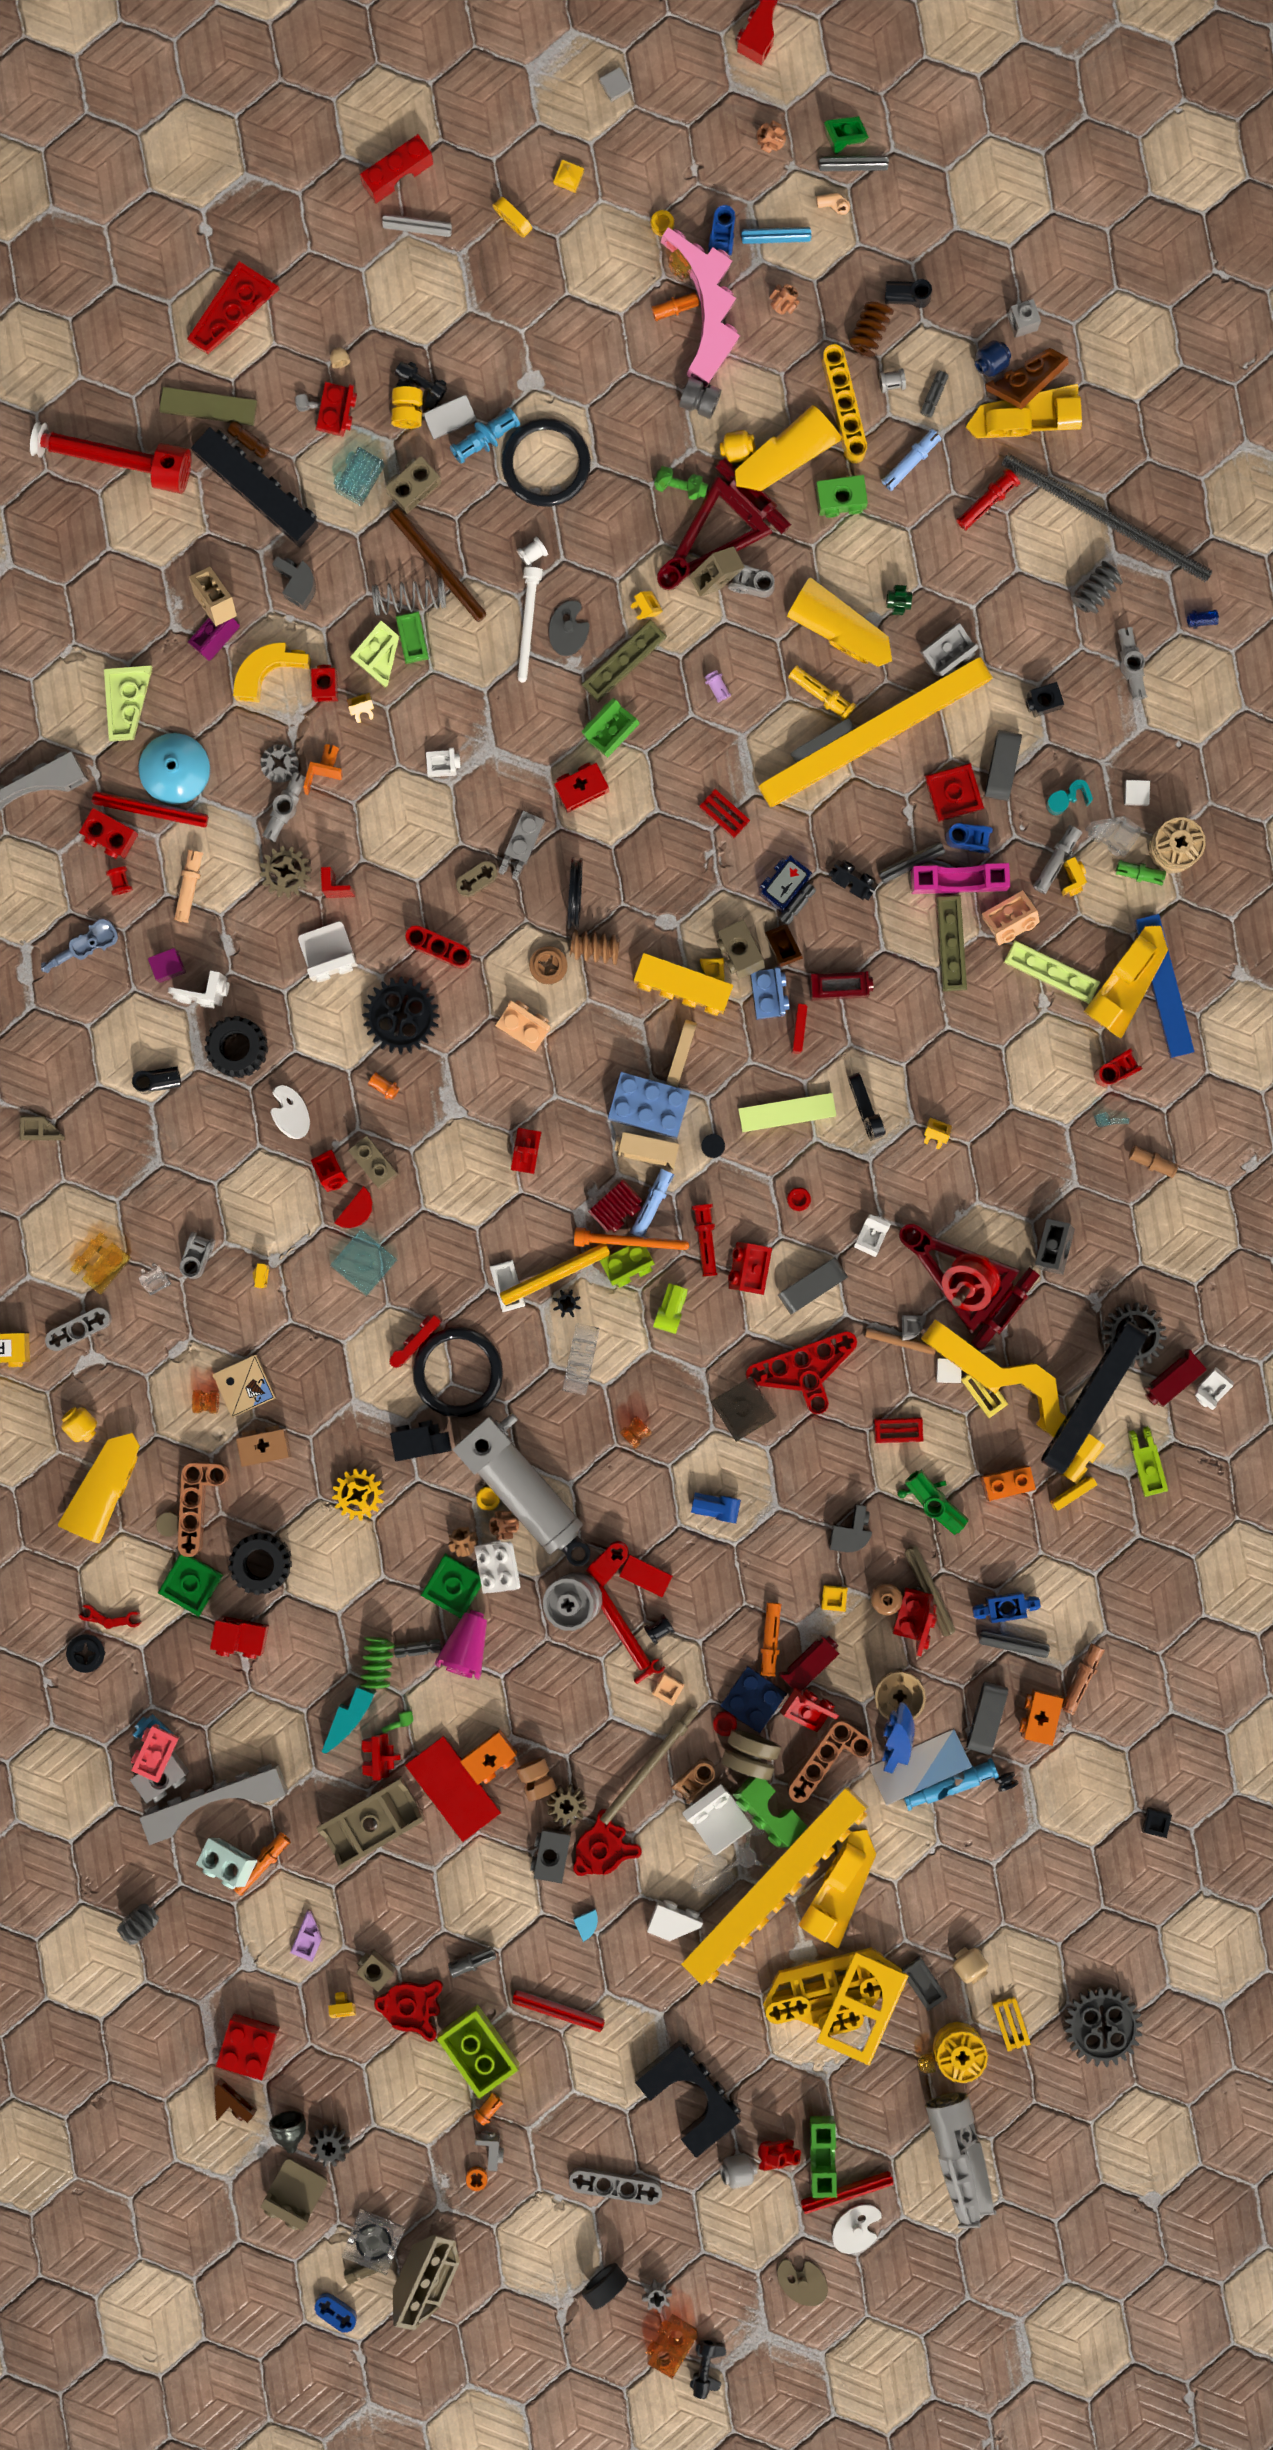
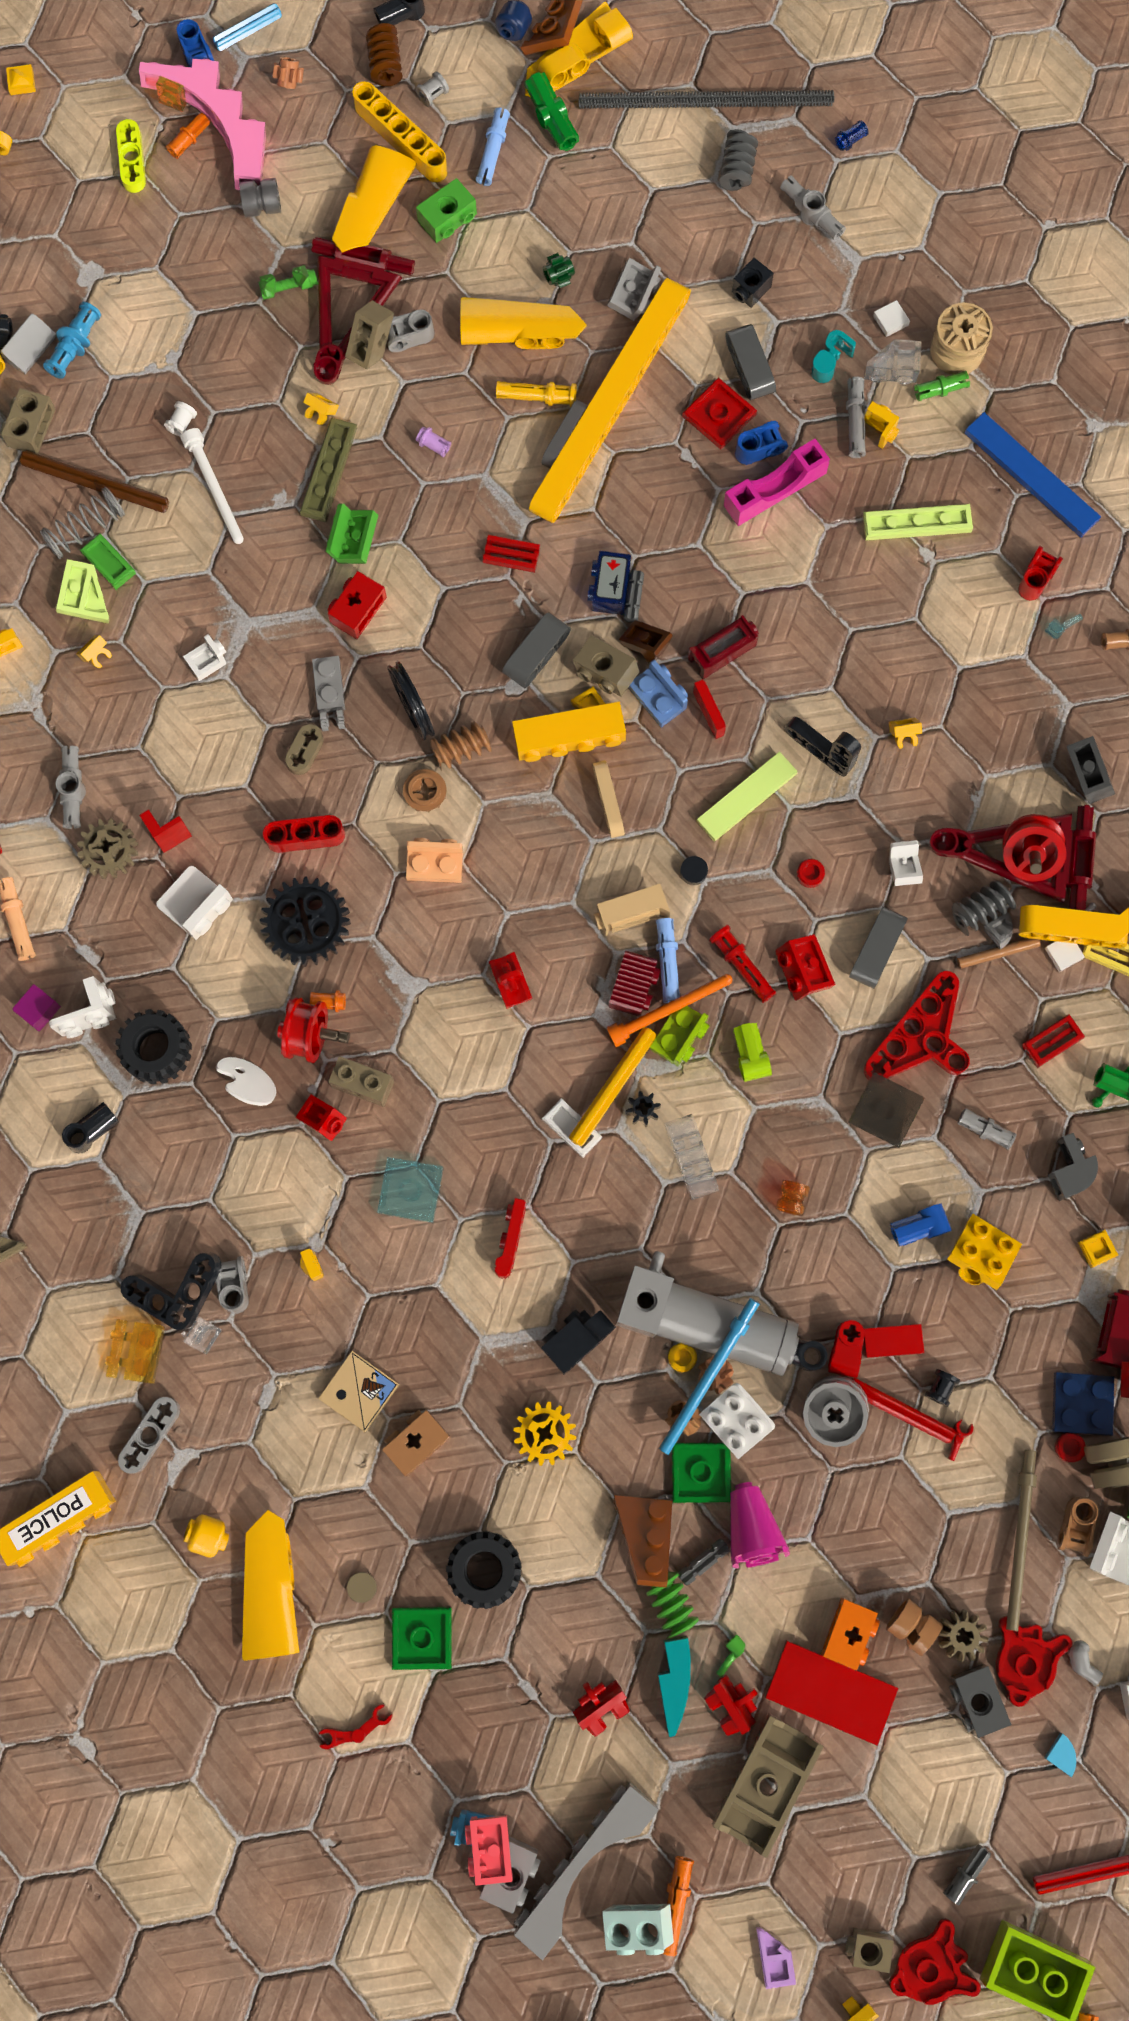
camera: 30 degrees left, 10 degrees down
(78, 1661) = (337, 1779): black gear -> none
(148, 1246) = (172, 1302): none -> black beam
(198, 1509) = (383, 1551): nougat beam -> none
(205, 1401) = (332, 1426): clear orange wheel -> none
(238, 1635) = (507, 1662): red brick -> none
(279, 774) = (47, 760): light grey gear -> none
(285, 1700) = (597, 1703): none -> red hips
(324, 768) = (90, 728): orange bracket -> none
(328, 693) = (49, 659): red brick -> none
(354, 1101) = (306, 1030): none -> red wheel
(357, 1211) = (373, 1142): red tile -> none
(387, 1608) = (647, 1536): none -> dark orange wing
(419, 1375) = (579, 1291): black wedge -> none
(534, 1505) = (738, 1327): none -> dark azure bar
(554, 499) = (132, 299): black wedge -> none
(567, 636) = (261, 477): dark grey piece -> none
(620, 279) = (125, 147): none -> neon yellow beam
(638, 1870) = (1080, 1662): none -> light grey arm
(648, 1105) = (607, 865): medium blue brick -> none
(661, 221) = (130, 73): yellow tile -> none
(668, 1689) = (989, 1446): light nougat tile -> none
(697, 904) = (536, 650): none -> dark grey beam
(738, 446) = (321, 220): yellow head -> none
(748, 1553) = (983, 1253): none -> yellow plate
(770, 1643) = (1064, 1334): orange pin -> none
(808, 1465) = (986, 1128): none -> light grey pin
(861, 882) = (663, 542): black hinge -> none
(908, 1301) = (981, 905): none -> dark grey piece
(914, 860) = (716, 501): dark grey axle -> none
(934, 394) = (478, 81): dark grey axle -> none
(951, 943) = (805, 549): olive tile -> none
(975, 458) = (551, 111): none -> green piece
(995, 492) = (589, 132): red pin -> none
(1011, 917) = (847, 492): light nougat bracket -> none
(1127, 985) = (998, 496): yellow panel -> none

